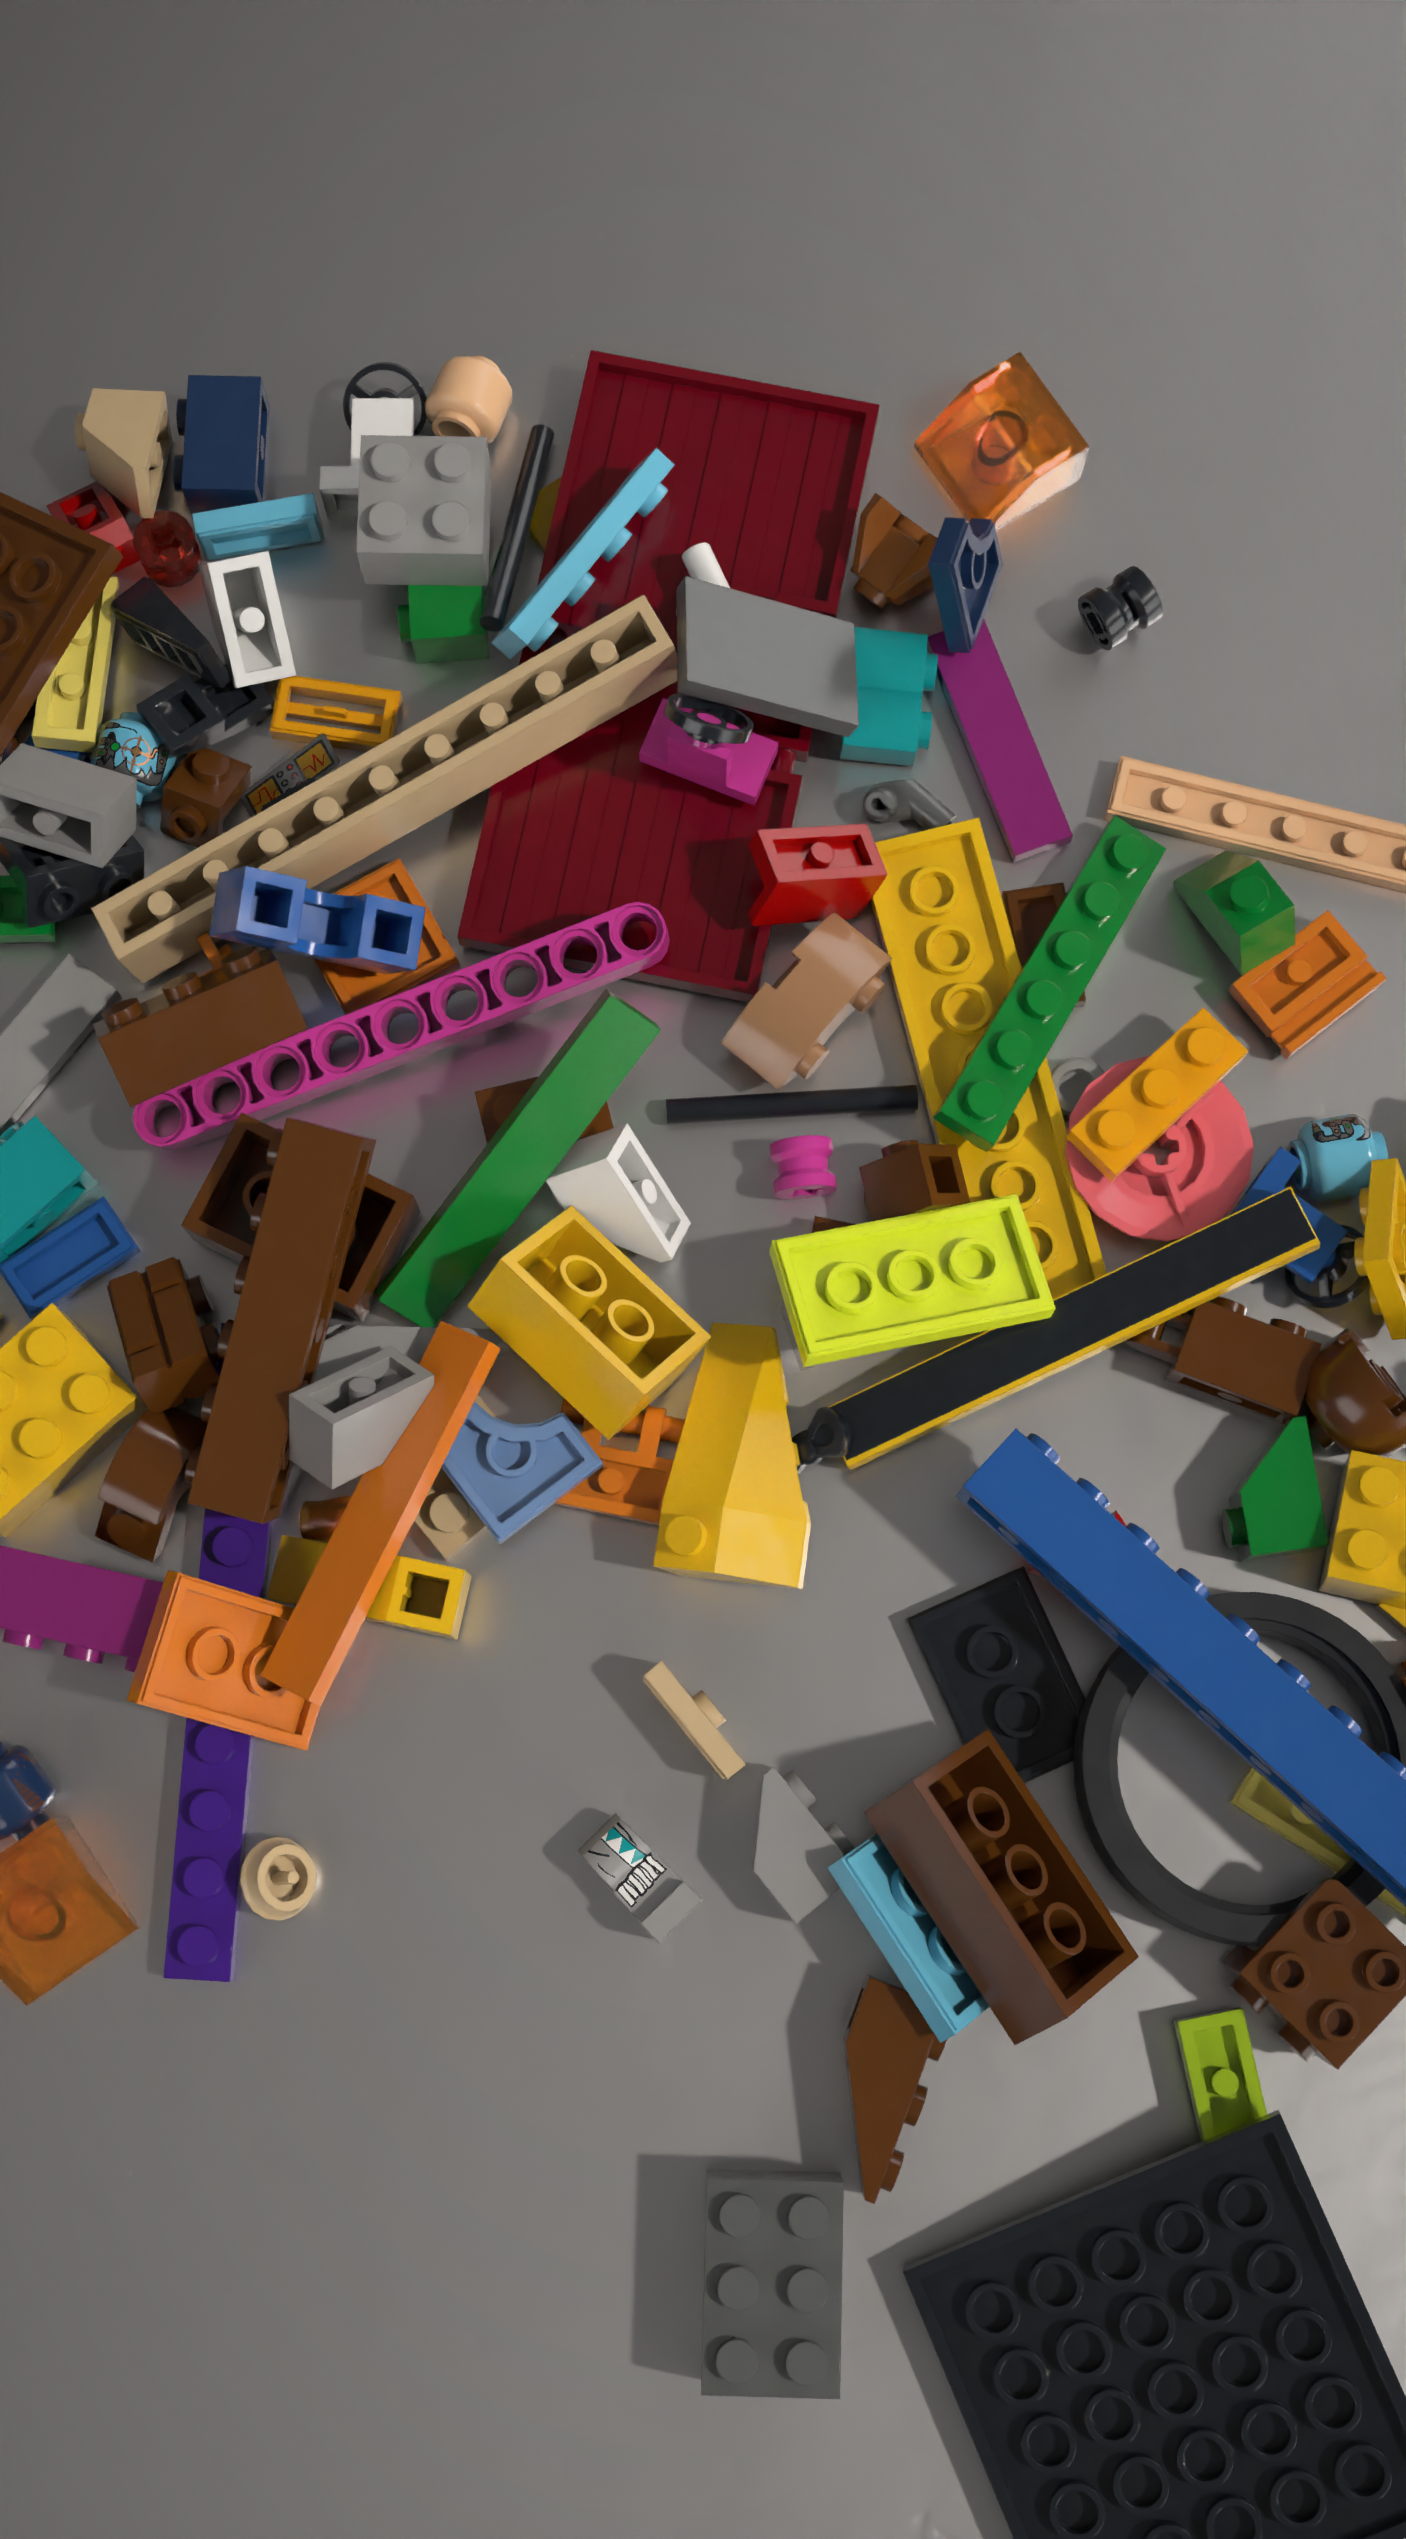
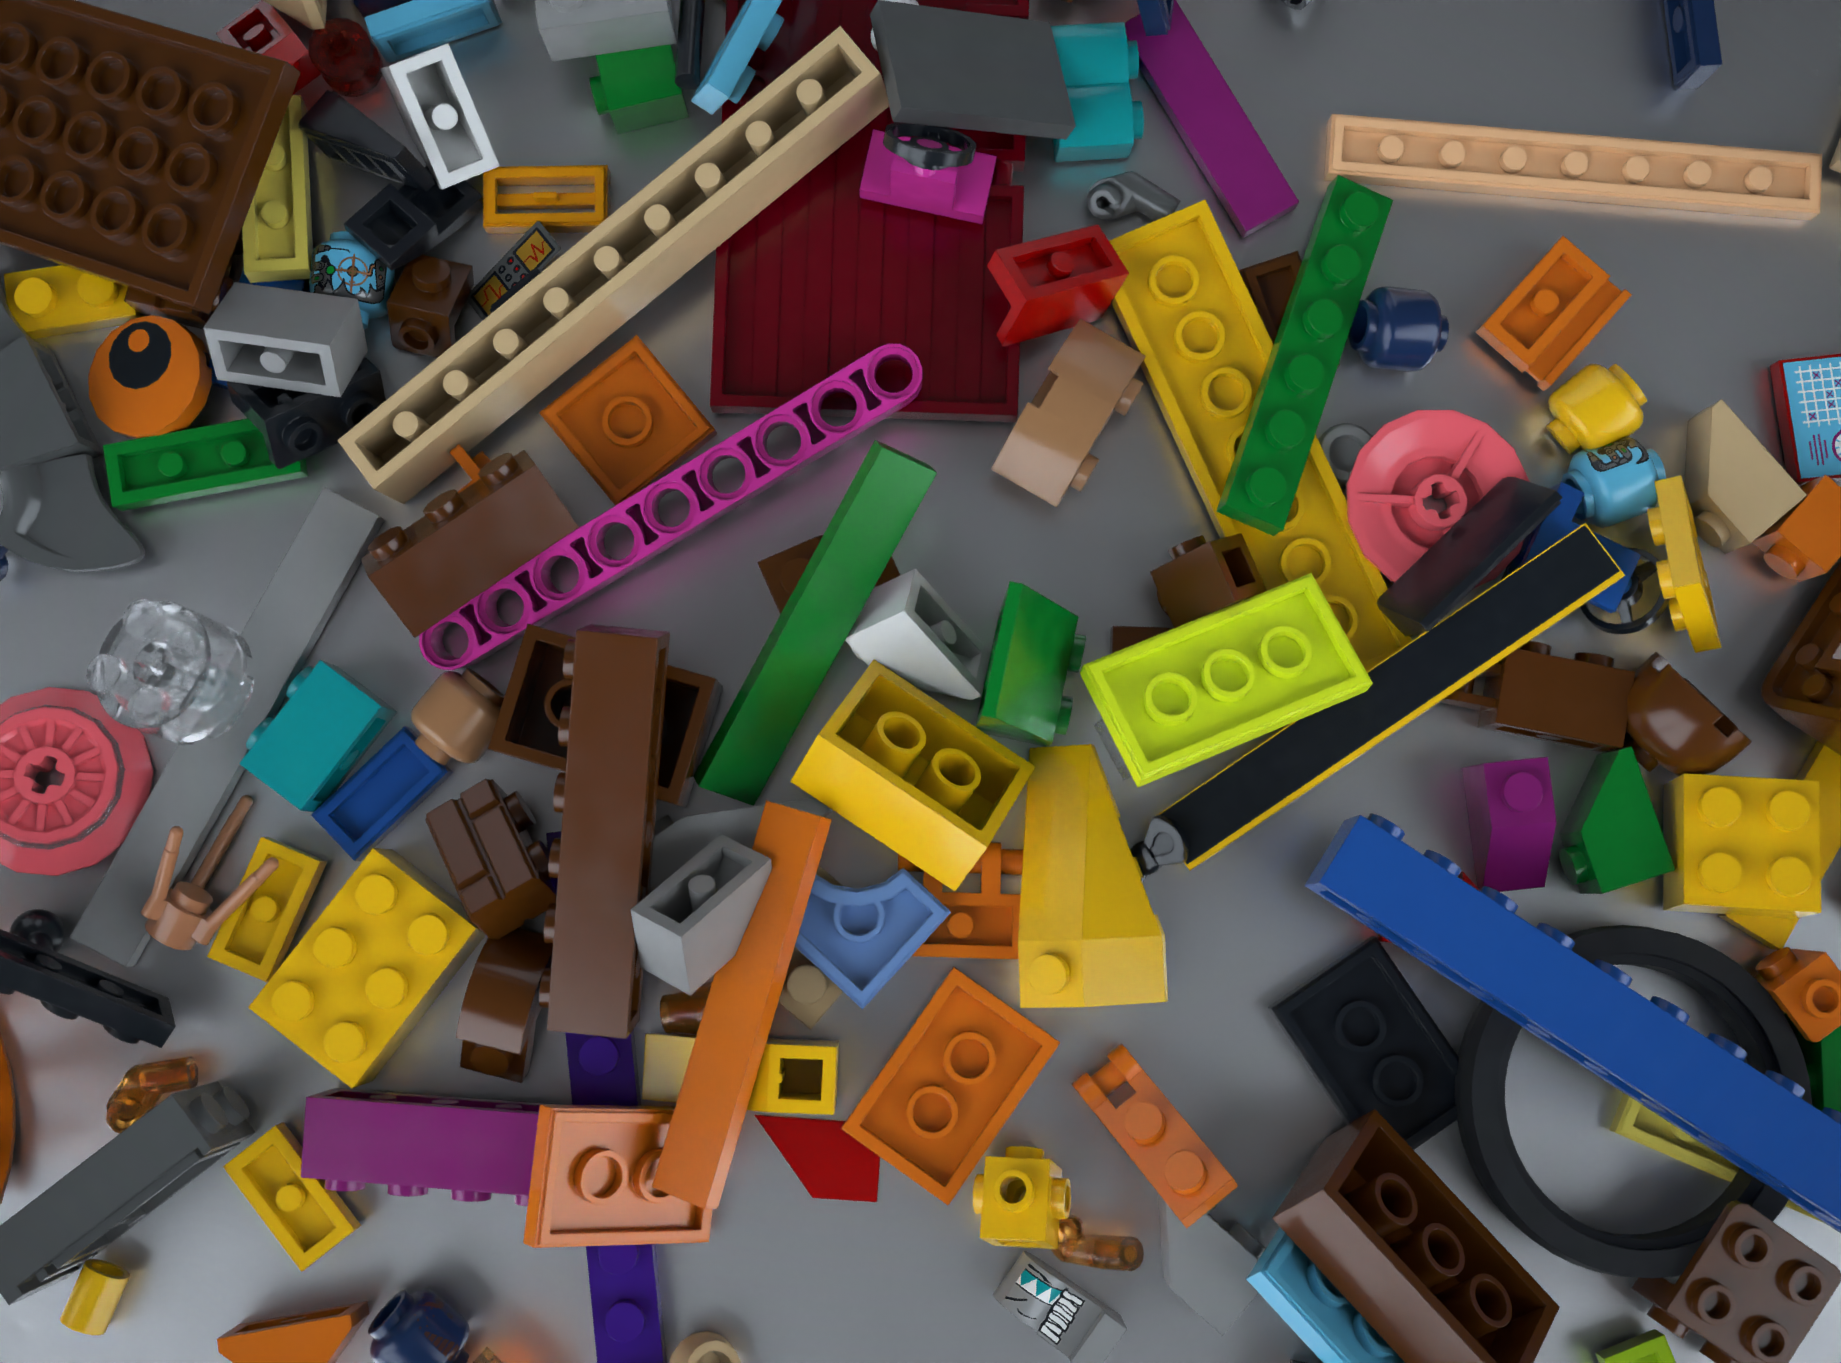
camera: 15 degrees left, 5 degrees up
(155, 1194) = (457, 717): none -> medium nougat head
(340, 929) = (550, 418): blue arch -> none
(442, 1690) = (825, 1157): none -> red sticker
(573, 1636) = (950, 1085): none -> orange plate
(621, 1759) = (1037, 1216): none -> yellow brick
(688, 1827) = (1095, 1250): none -> clear orange arm
(696, 1718) = (1087, 1146): tan plate -> none
(719, 1238) = (1029, 669): none -> green slope
(766, 1719) = (1156, 1138): none -> orange plate
(792, 1104) = (1069, 517): black bar -> none
(803, 1167) = (1093, 579): dark pink wheel -> none
(1148, 974) = (1398, 329): none -> dark blue head
(1157, 1094) = (1431, 449): light orange plate -> none
(1172, 1201) = (1466, 554): none -> black slope
(1176, 1474) = (1510, 822): none -> magenta slope
(1240, 908) = (1478, 247): green slope -> none
(1331, 1082) = (1595, 408): none -> yellow head

